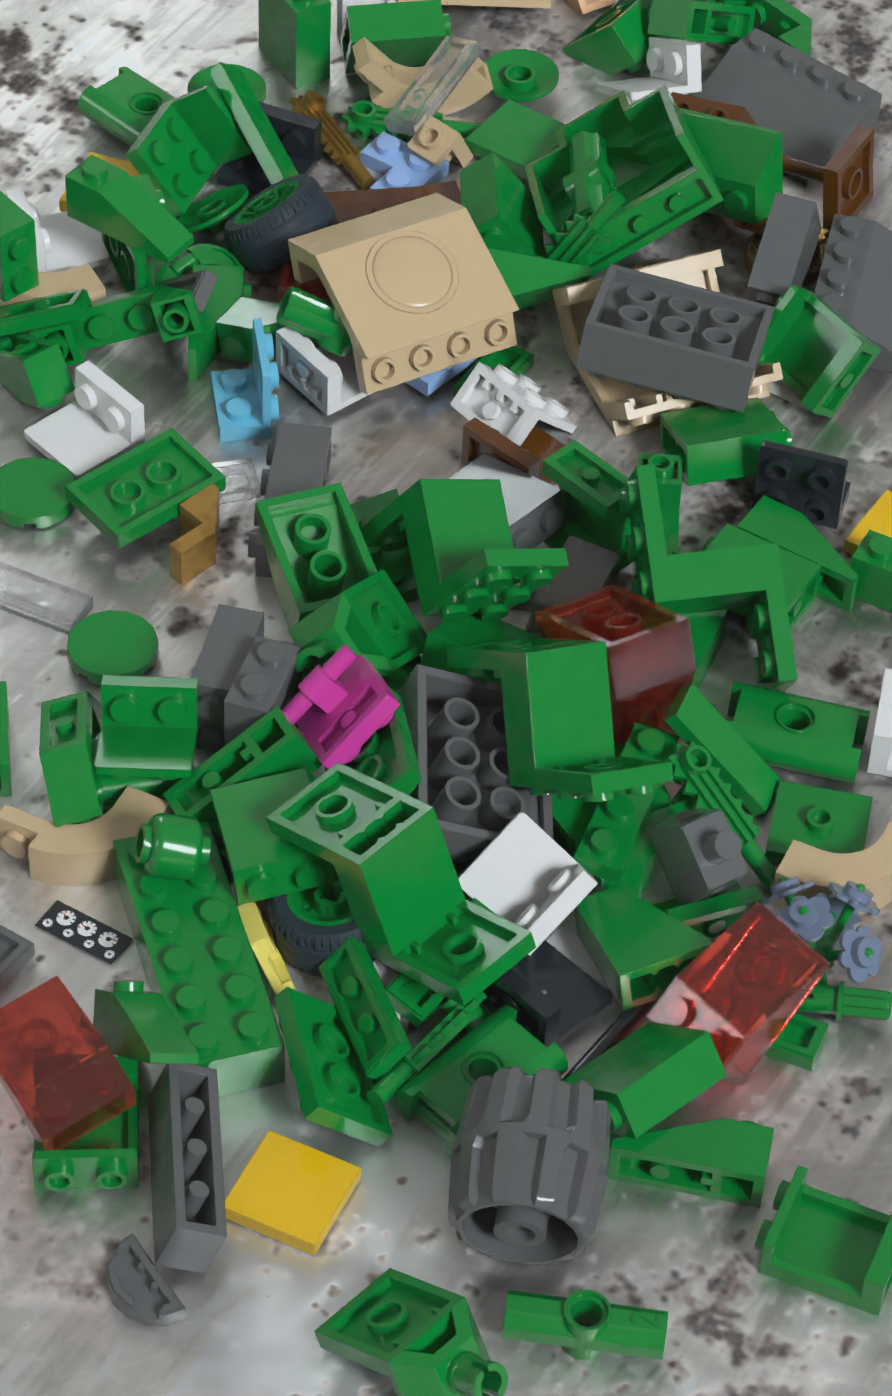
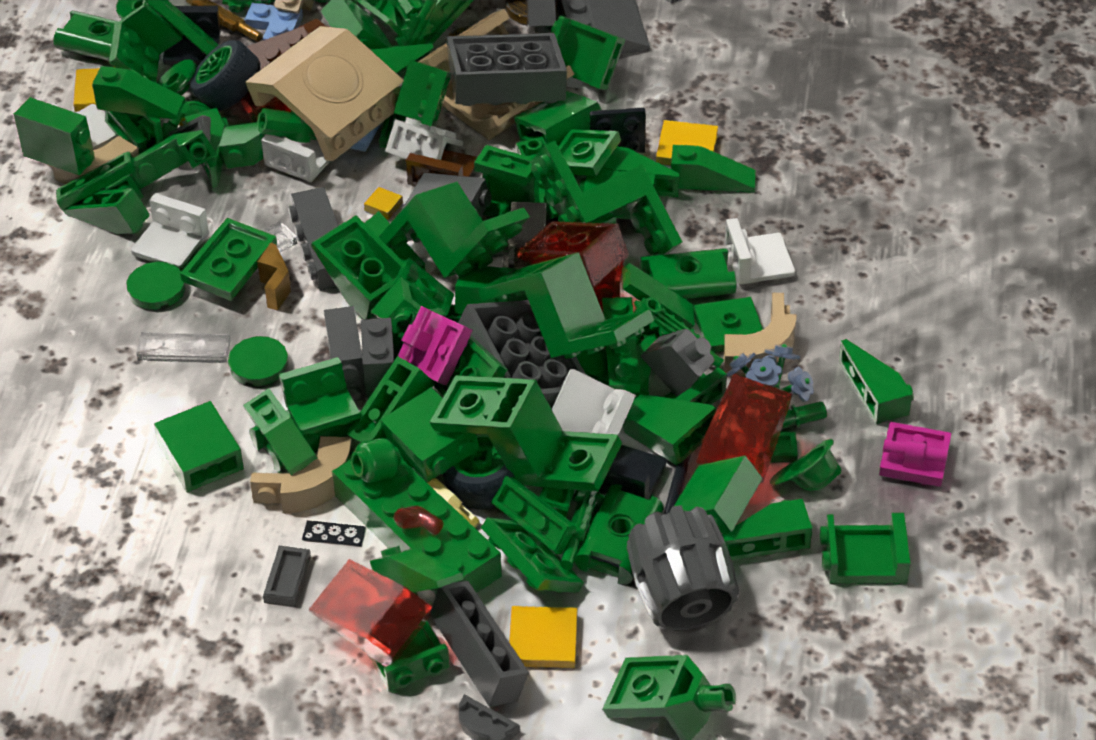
camera: 20 degrees left, 0 degrees up
(105, 261) = (125, 128): none -> green tile
(186, 950) = (418, 517): none -> clear red arm
(244, 395) = (260, 186): medium azure bracket -> none
(407, 472) = (384, 202): none -> yellow tile
(536, 337) = (423, 93): none -> green plate
(613, 1328) = (753, 647): green piece -> none
(728, 498) = (588, 150): none -> green plate
(819, 1092) = (812, 470): none -> green piece

